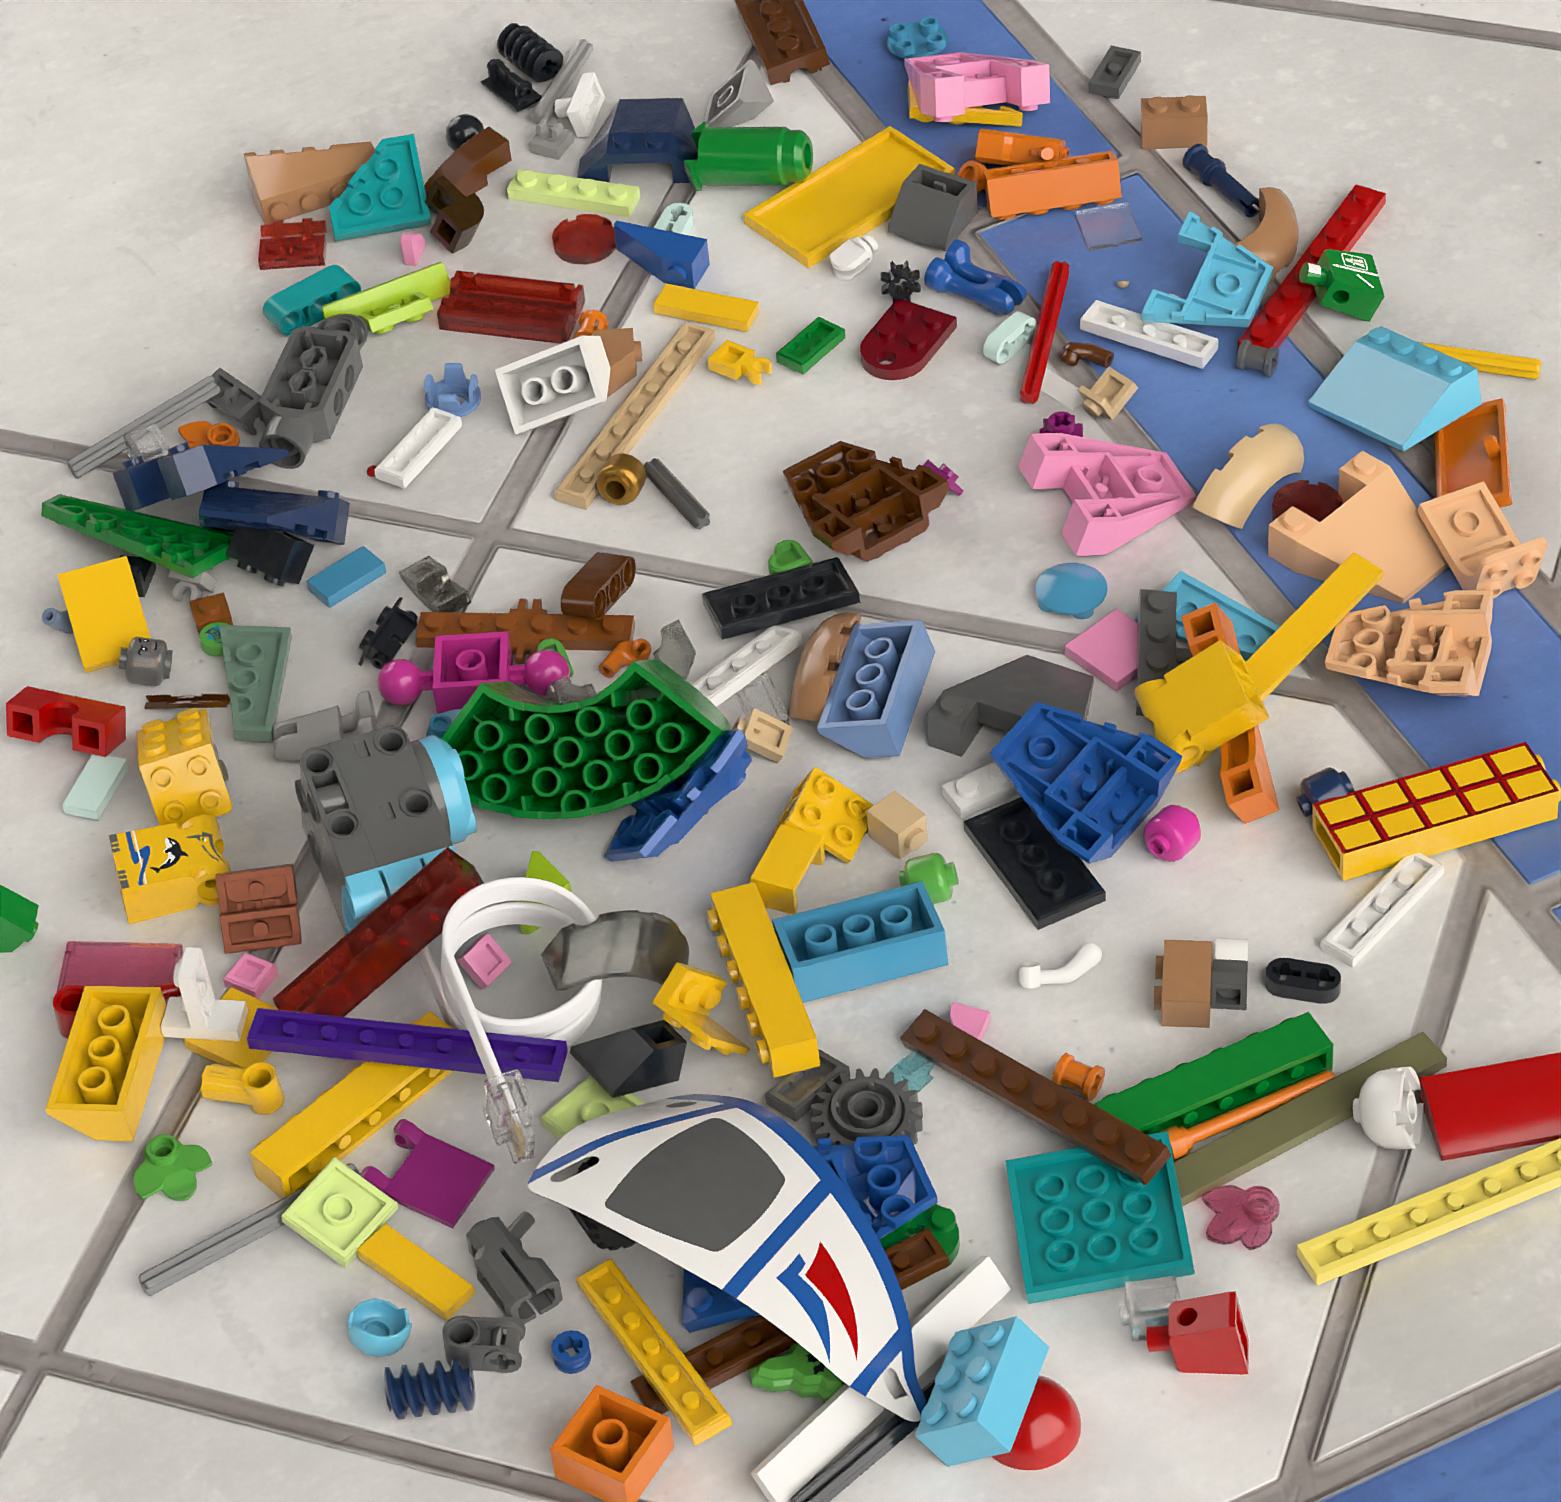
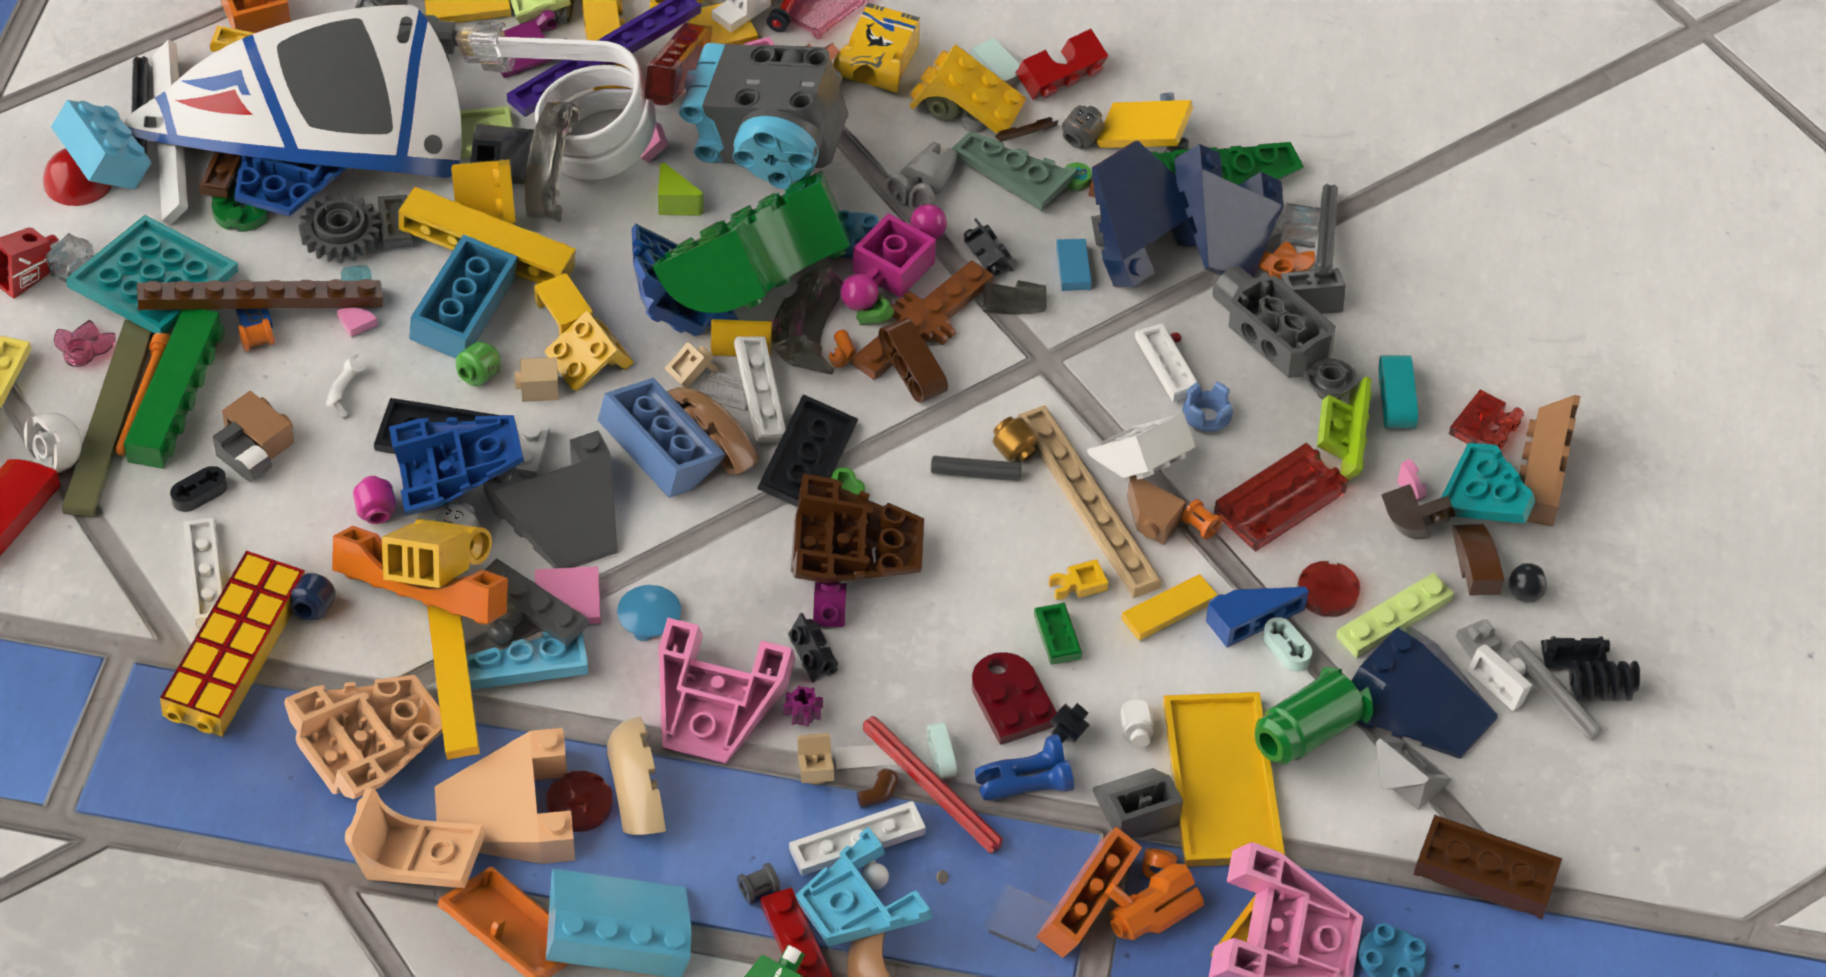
camera: 120 degrees right, 5 degrees up
(994, 468) = (808, 642): none -> black hinge

